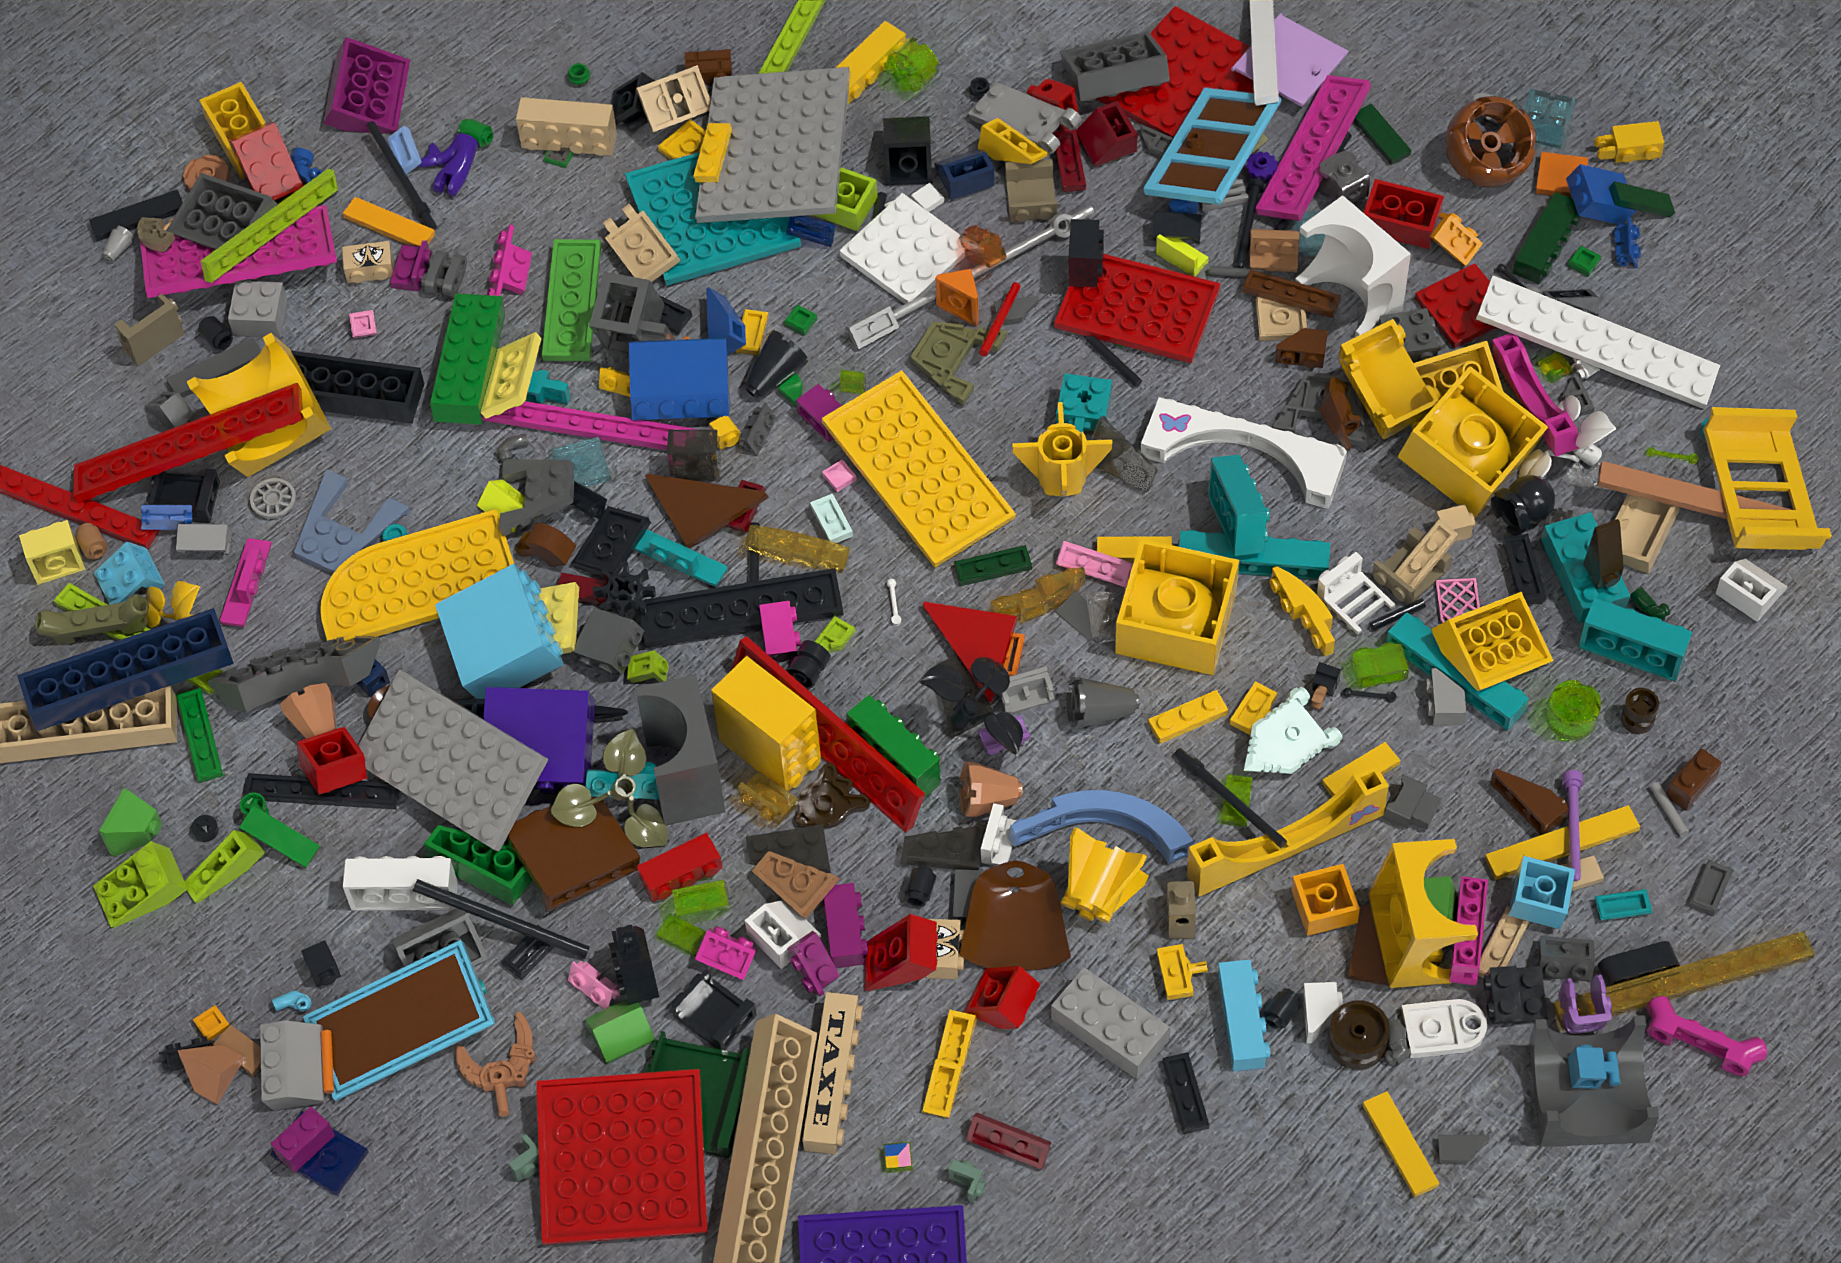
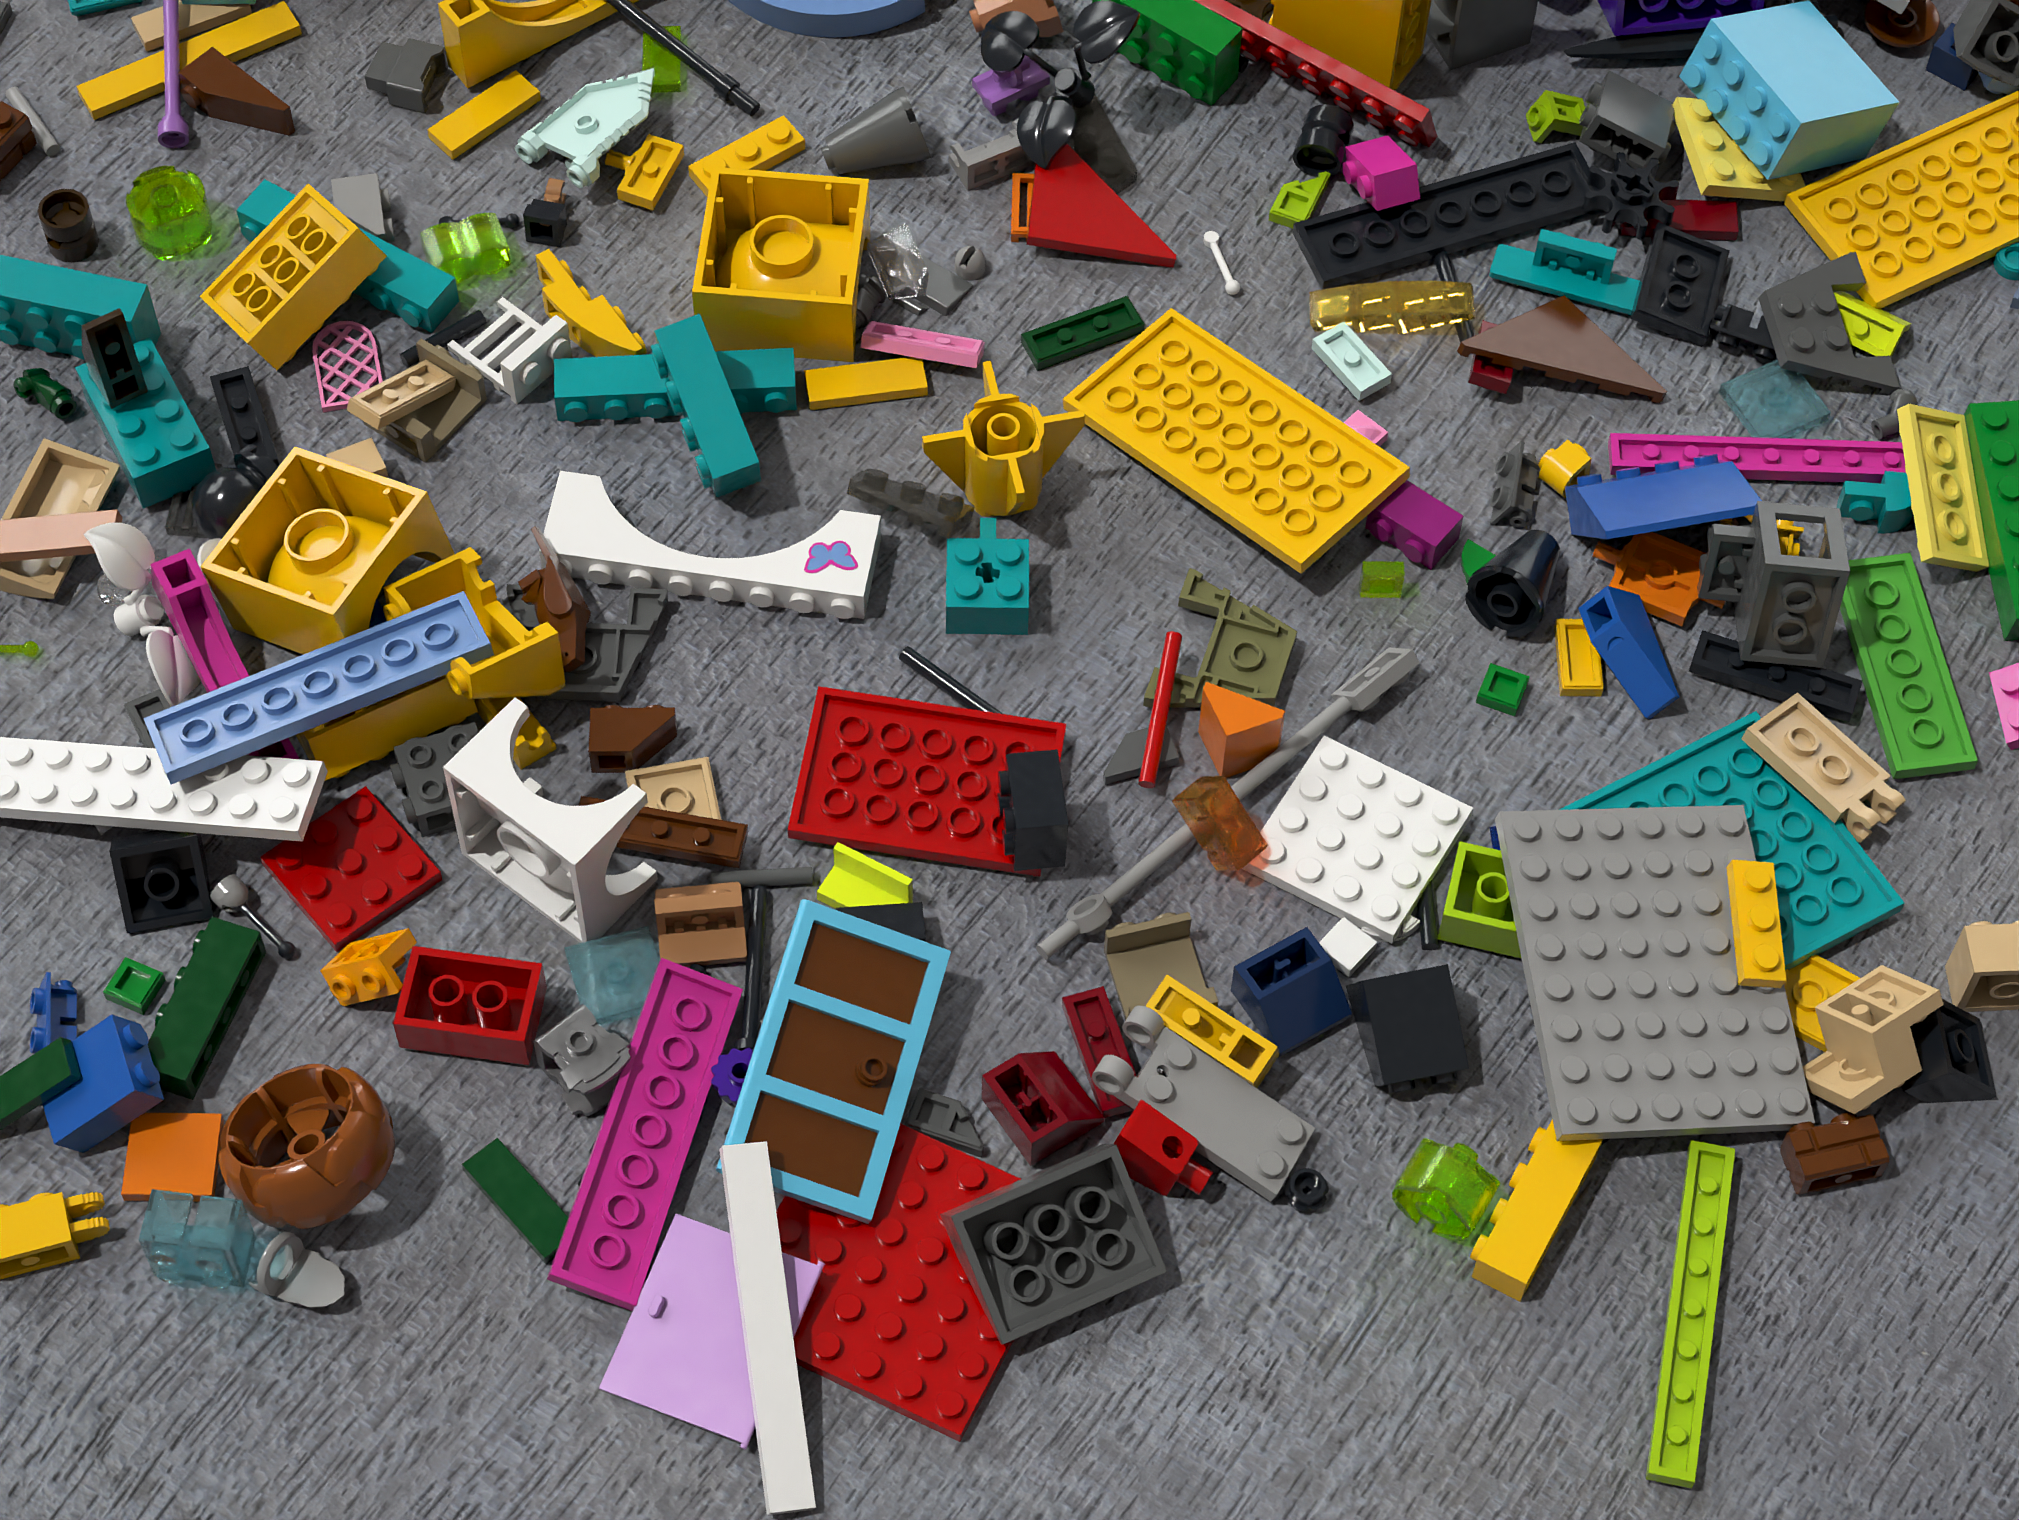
camera: 165 degrees right, 0 degrees up
(547, 543) = (1772, 250): reddish brown brick -> none
(694, 455) = (1597, 401): clear smoke brick -> none
(1047, 596) = (987, 286): clear yellow slope -> none
(1057, 624) = (976, 265): none -> light grey hinge
(1483, 347) = (316, 687): none -> medium blue plate

